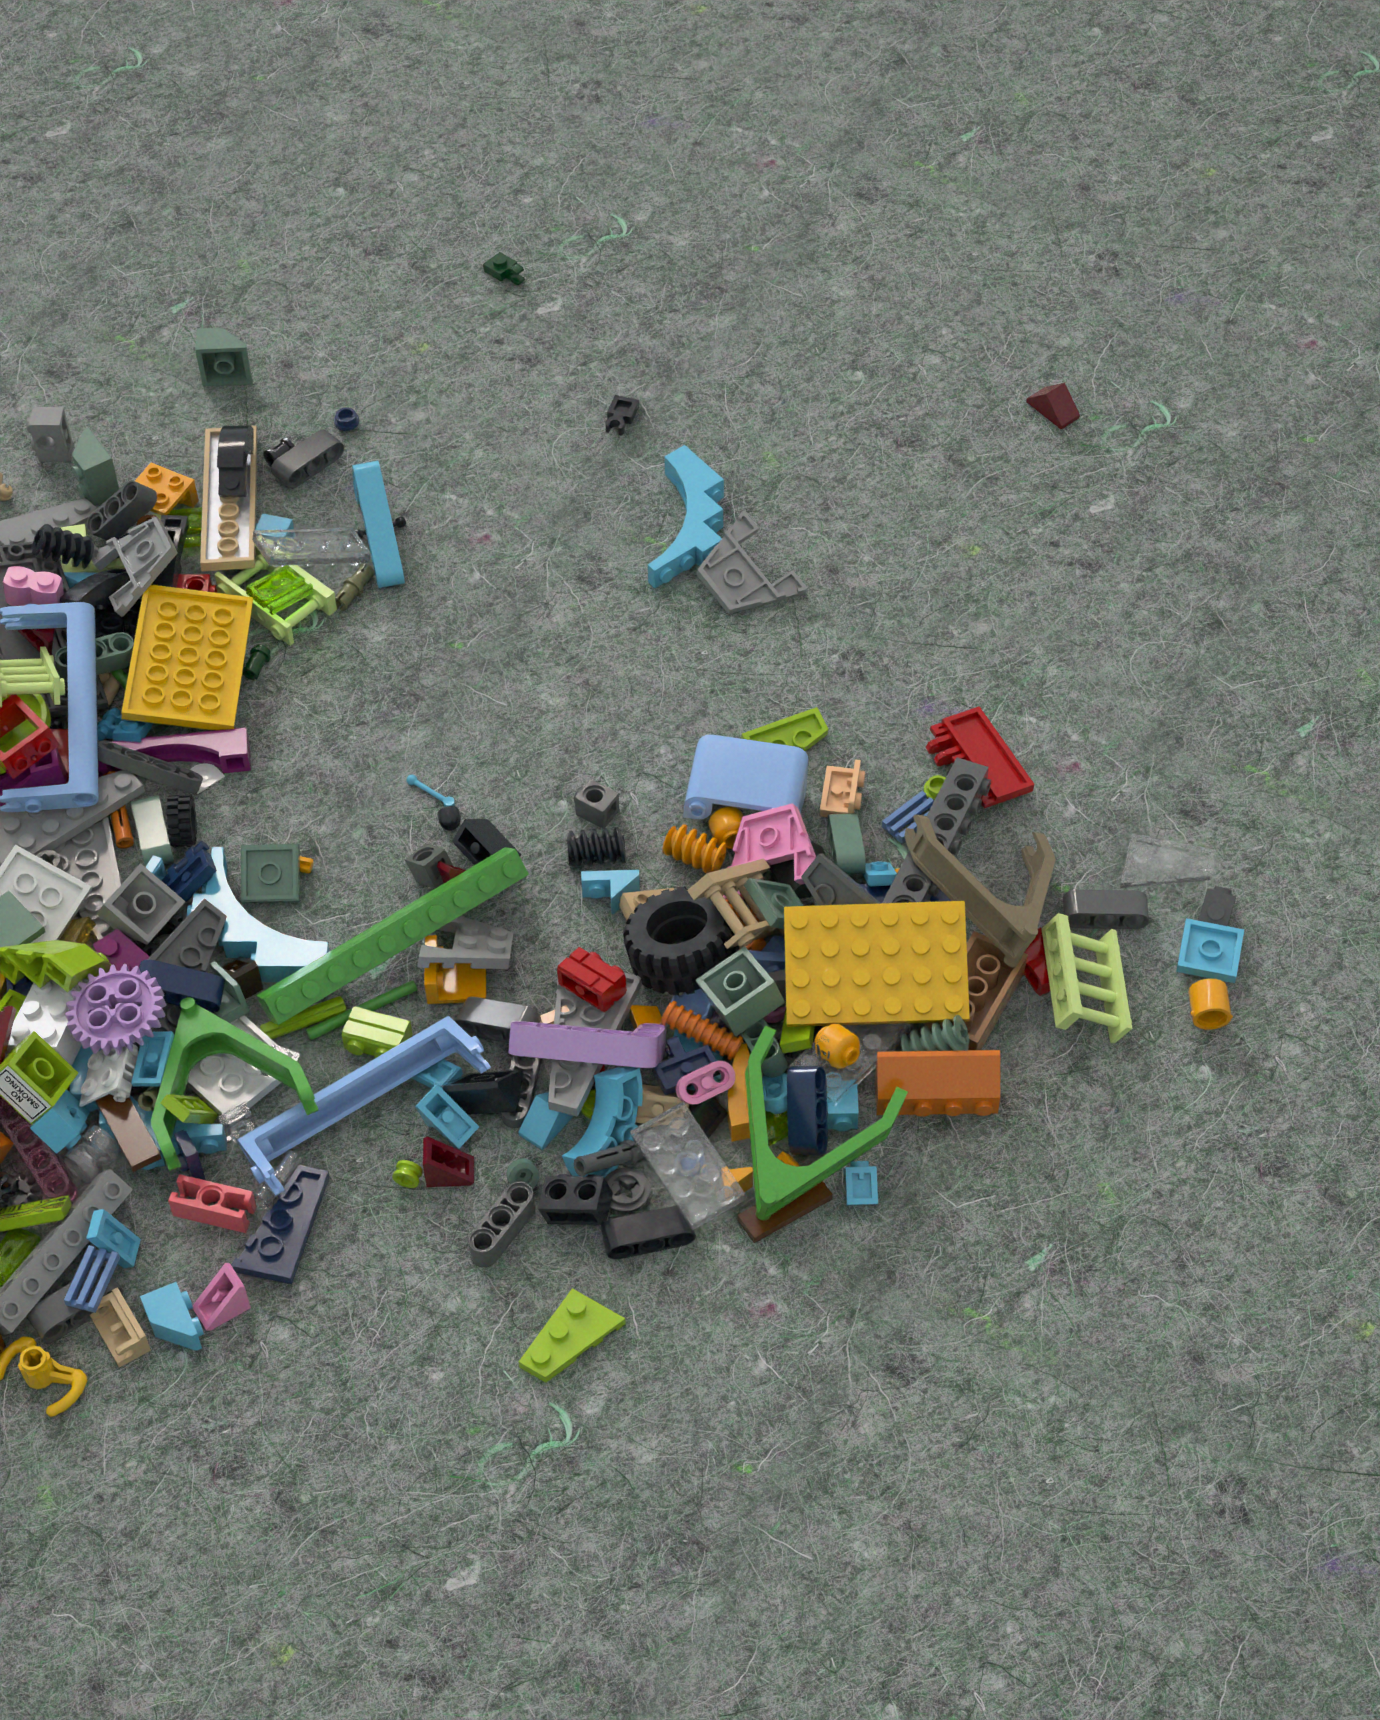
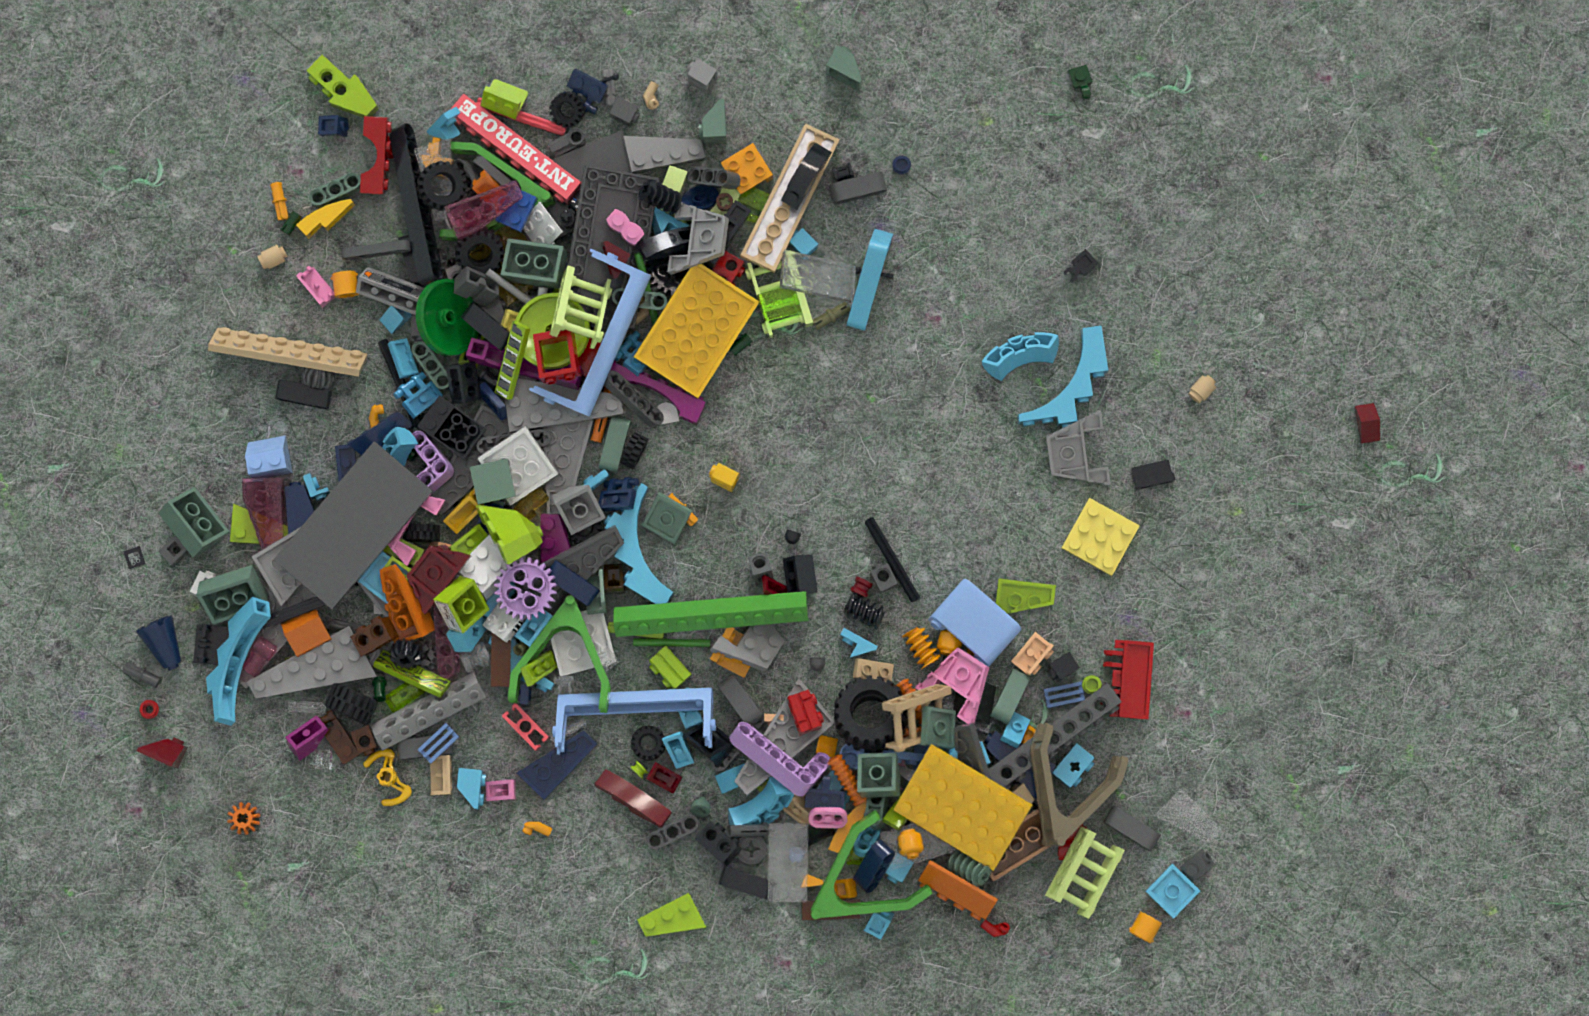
camera: 30 degrees right, 30 degrees up
(112, 1235) = (461, 723): medium azure plate -> none
(299, 1319) = (537, 826): none -> light orange arm
(319, 790) = (724, 476): none -> yellow brick
(395, 1122) = (636, 742): none -> black tyre
(428, 1208) = (633, 798): none -> dark red slope
(447, 801) = (787, 491): medium azure hinge -> none
(572, 935) = (817, 663): none -> dark grey hinge
(575, 821) = (861, 587): none -> dark red wheel
(580, 778) = (892, 559): none -> black axle
(609, 516) = (1020, 351): none -> medium azure brick
(834, 644) = (1100, 536): none -> light yellow plate
(844, 455) = (1202, 389): none -> tan brick
(852, 559) = (1152, 474): none -> black panel
(889, 777) = (1062, 667): none -> black brick
(986, 867) = (1063, 772): none -> medium azure brick
(1022, 1113) = (995, 930): none -> red arm

